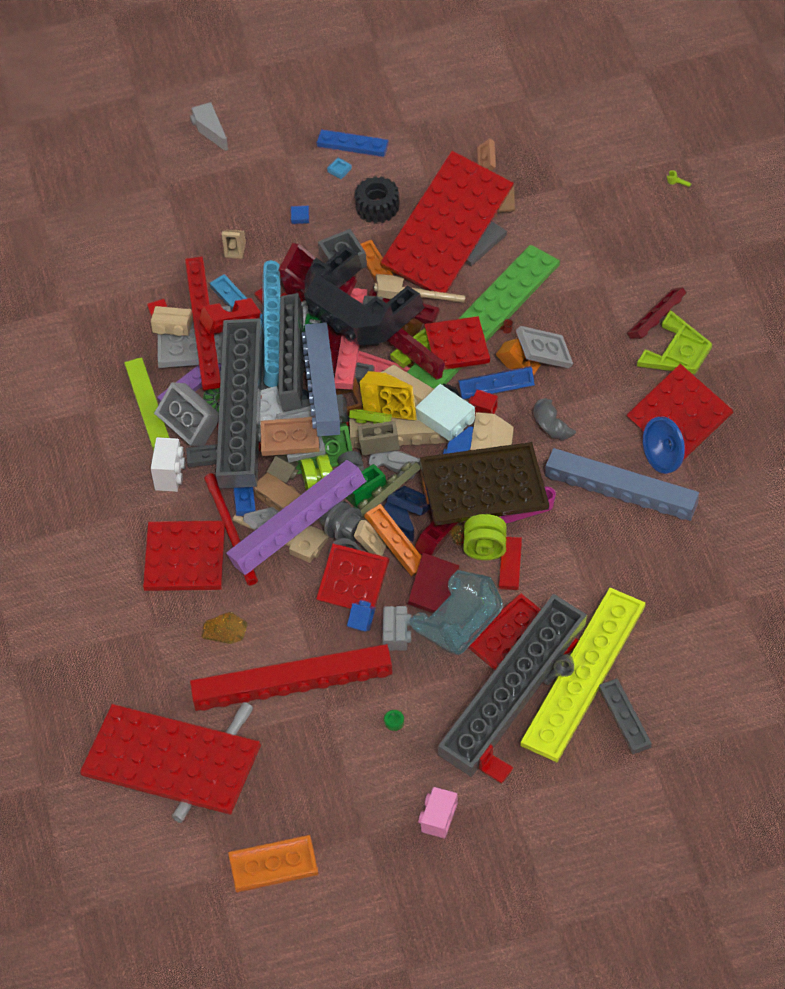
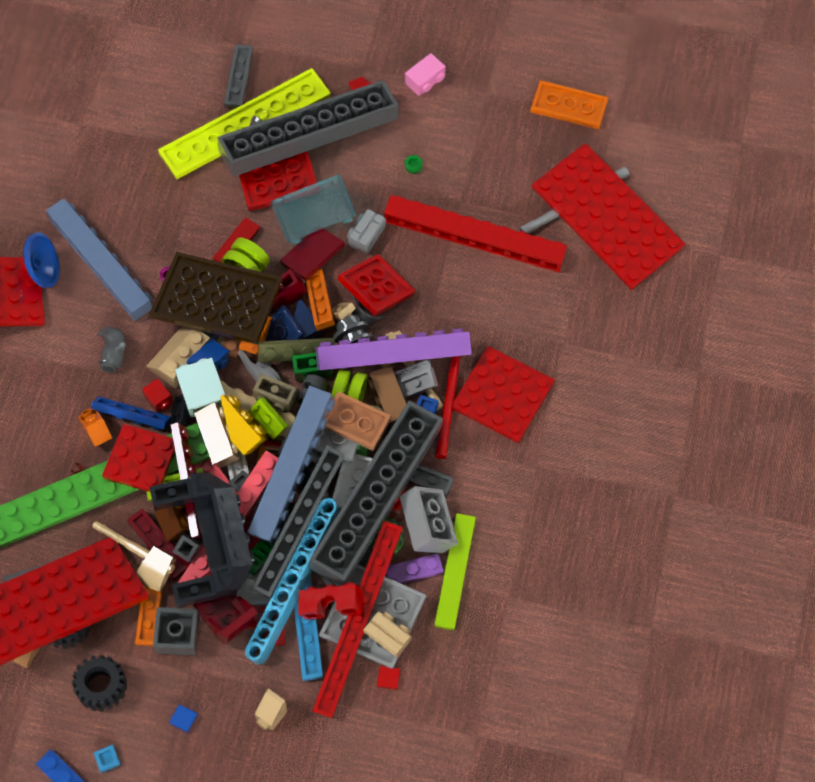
camera: 155 degrees left, 10 degrees up
(167, 464) = (474, 478): white brick -> none
(225, 628) = (506, 302): clear yellow slope -> none
(361, 616) = (389, 250): blue brick -> none
(544, 347) = (67, 414): light grey plate -> none

